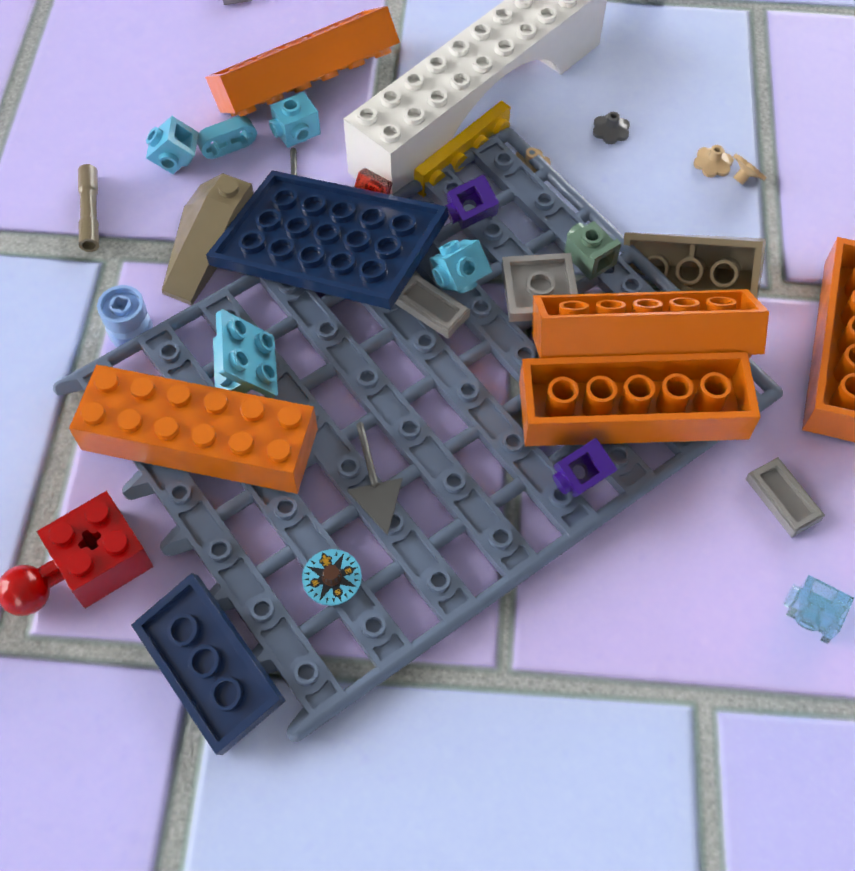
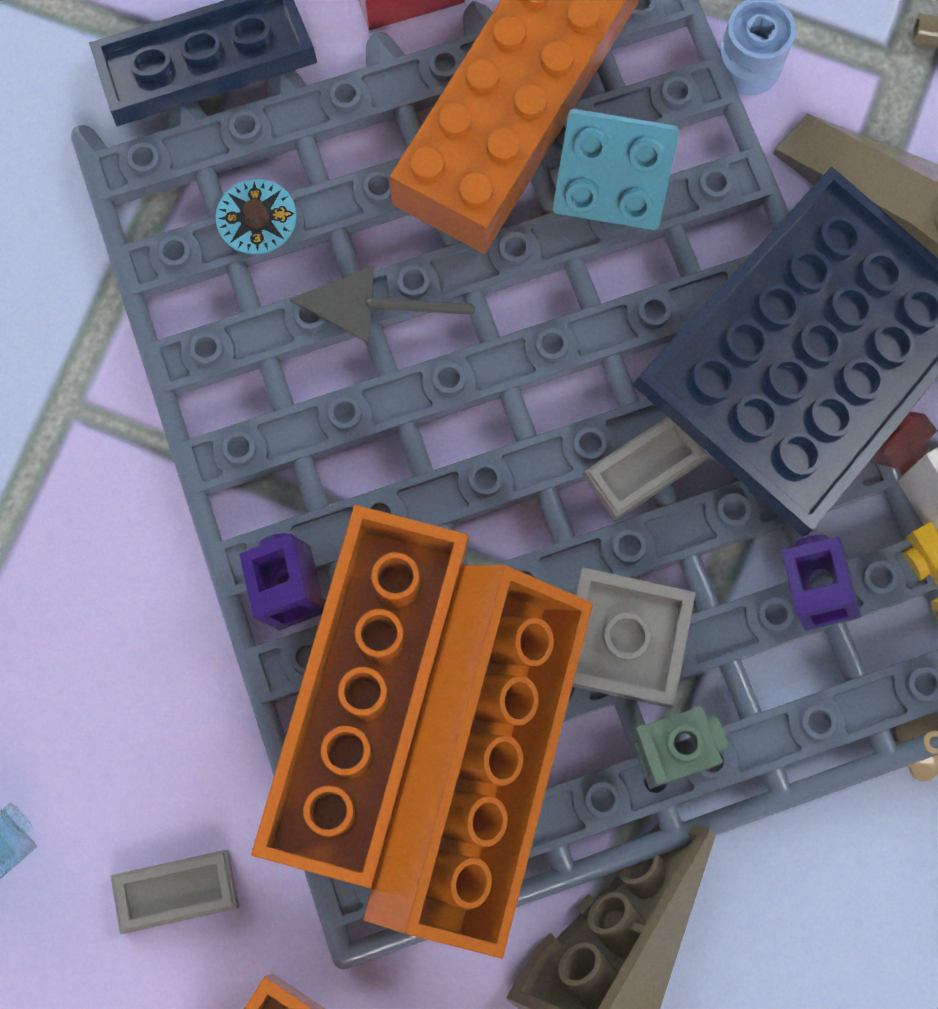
camera: 105 degrees right, 15 degrees up
(460, 265) = (693, 518): medium azure brick -> none

